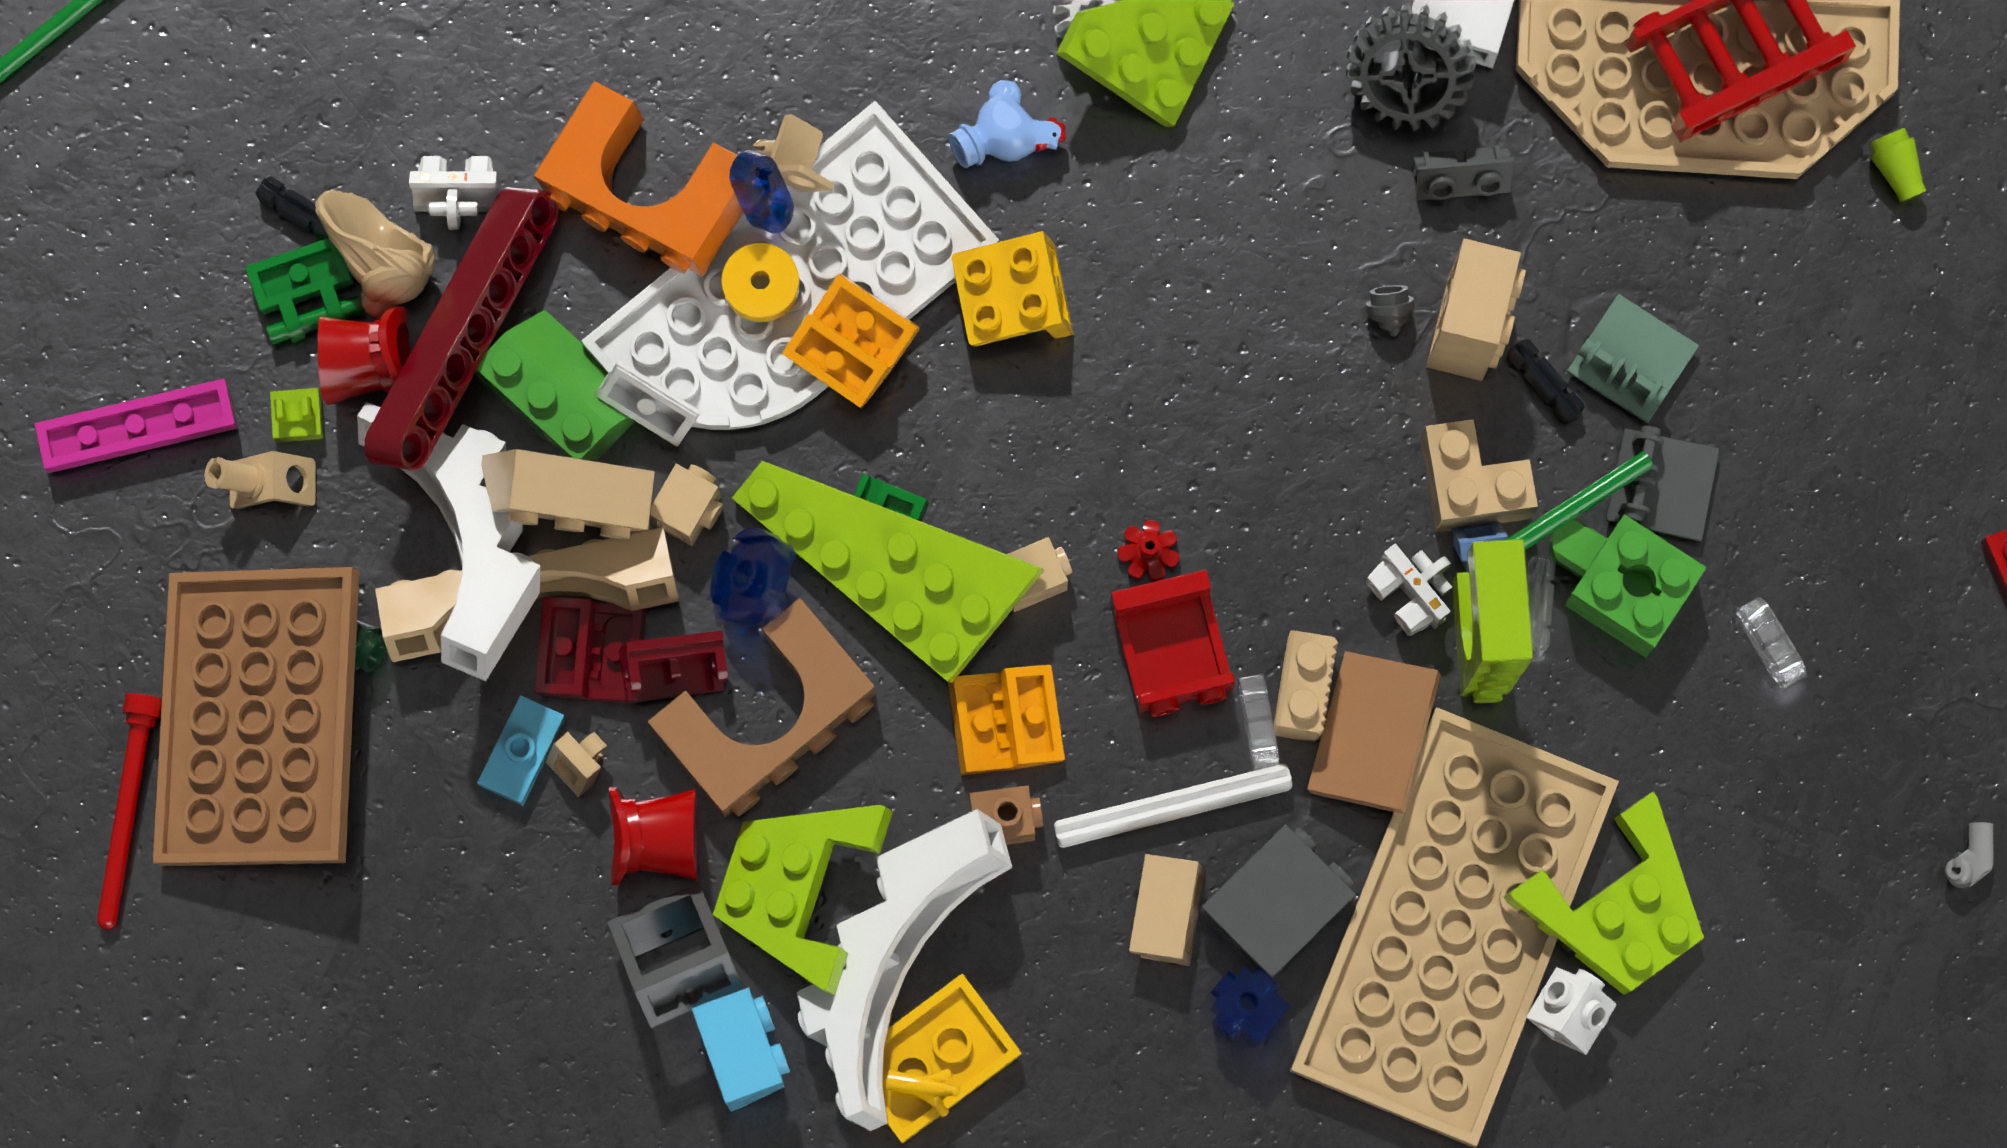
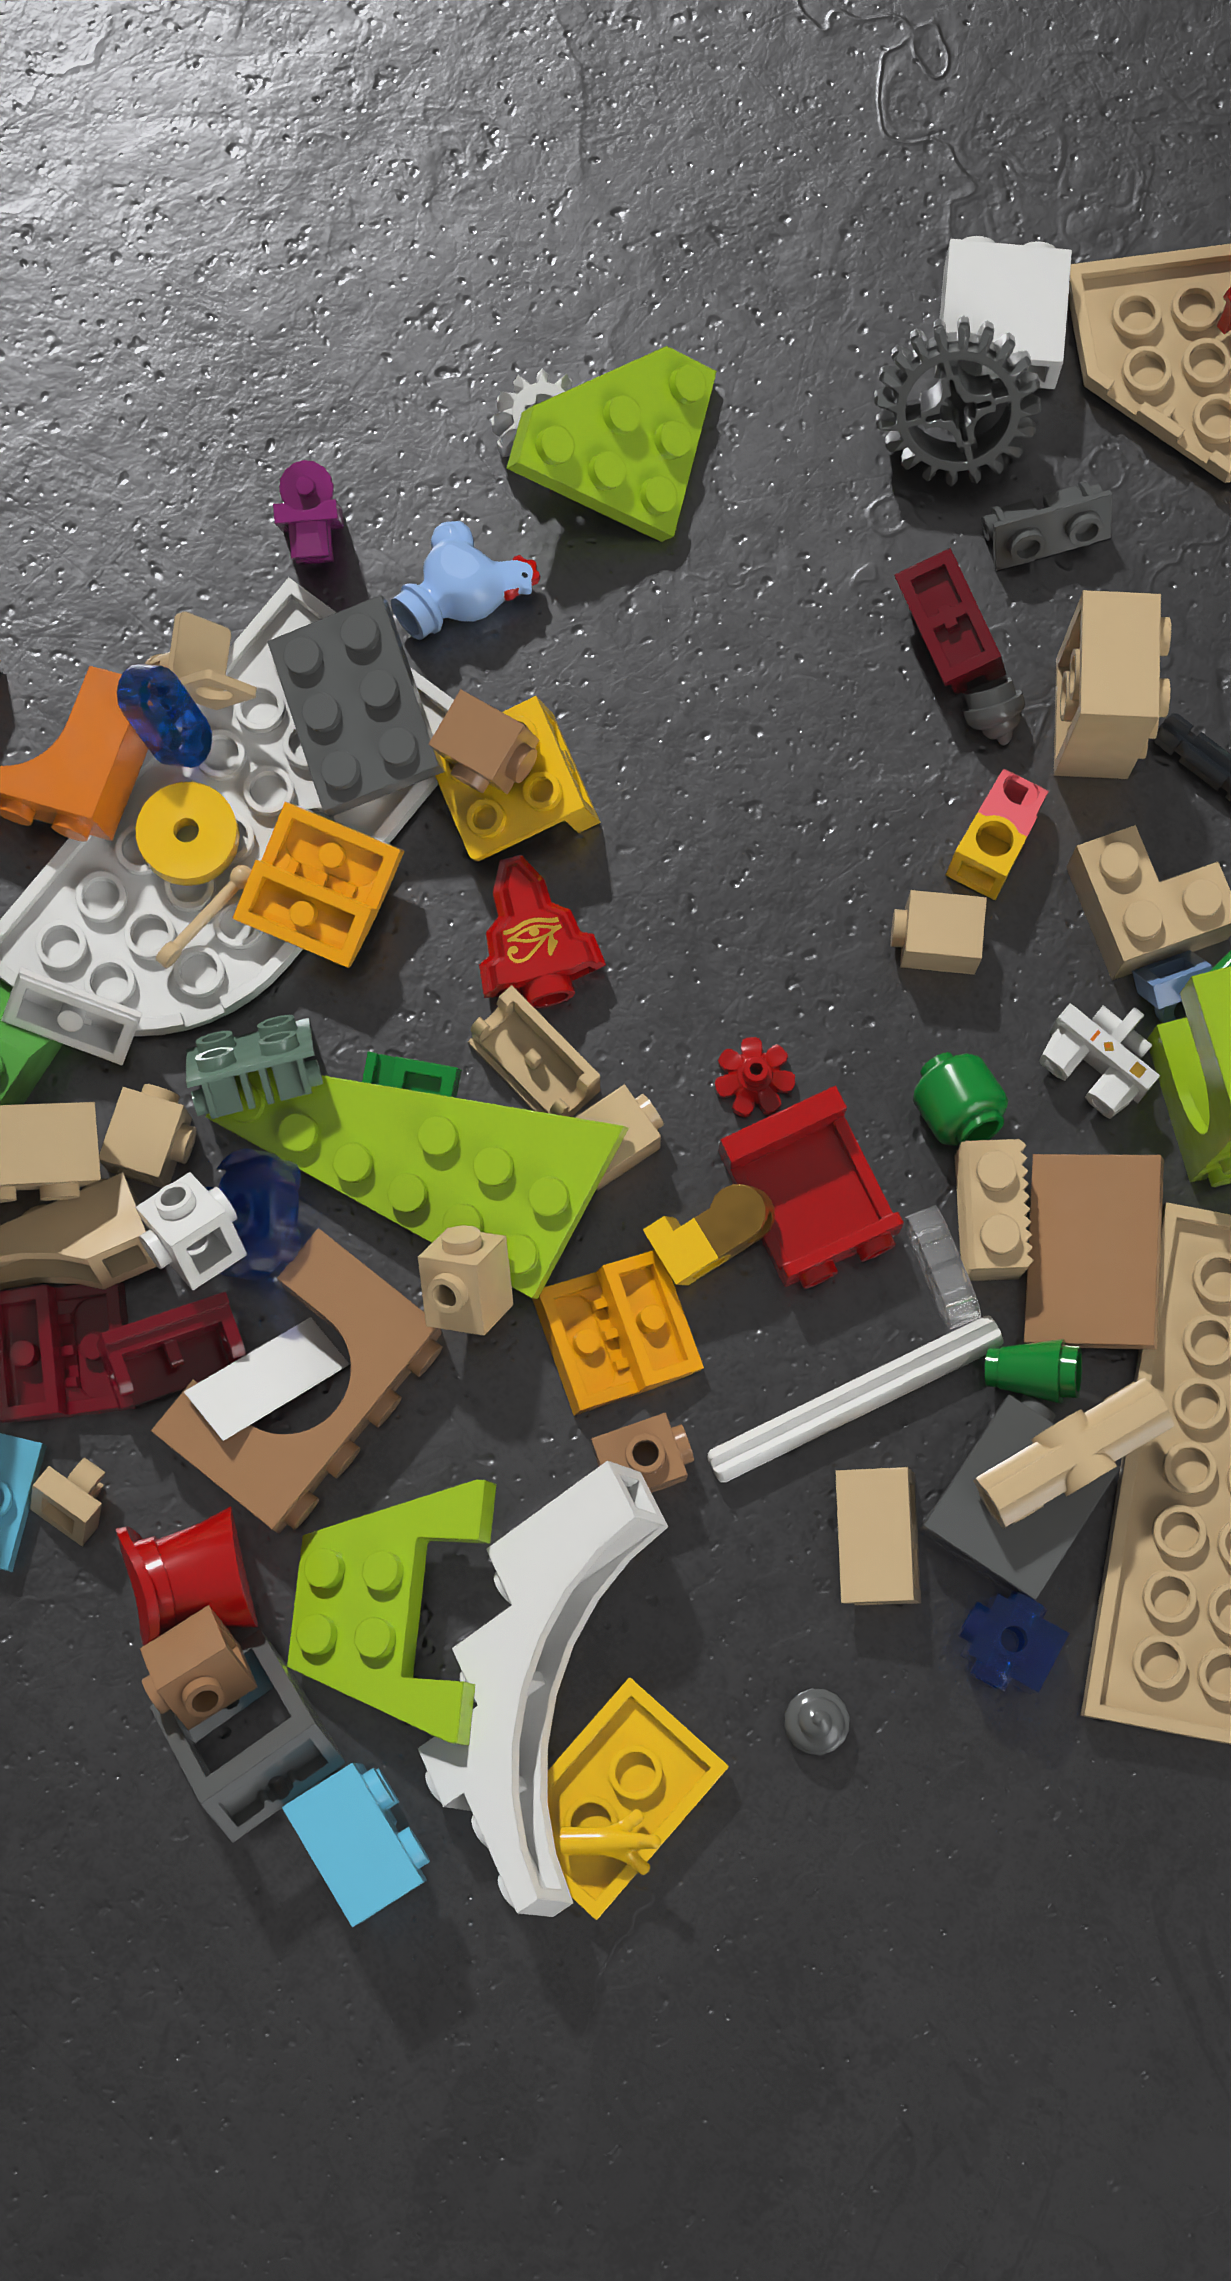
camera: 10 degrees left, 0 degrees up
(648, 899) = (196, 1669): none -> medium nougat brick
(706, 580) = (190, 1230): none -> white brick
(739, 701) = (266, 1378): none -> white sticker
(752, 456) = (221, 1057): none -> sand green hinge
(791, 325) = (172, 950): none -> tan hinge
(901, 40) = (308, 512): none -> magenta hips
(901, 658) = (465, 1280): none -> tan brick
(906, 211) = (355, 706): none -> dark grey plate
(985, 503) = (533, 1057): none -> tan hinge
(996, 262) = (484, 745): none -> medium nougat brick
(1004, 416) = (534, 940): none -> red rock
(1093, 1035) = (816, 1721): none -> dark grey plate
(1104, 658) = (730, 1225): none -> leg
(1298, 598) = (960, 1099): none -> green head
(1311, 469) = (940, 932): none -> tan brick
(1311, 810) = (1036, 1369): none -> green cone
(1322, 874) = (1074, 1452): none -> tan piece
(1370, 234) = (950, 621): none -> dark red hinge
(1371, 404) = (997, 834): none -> yellow leg

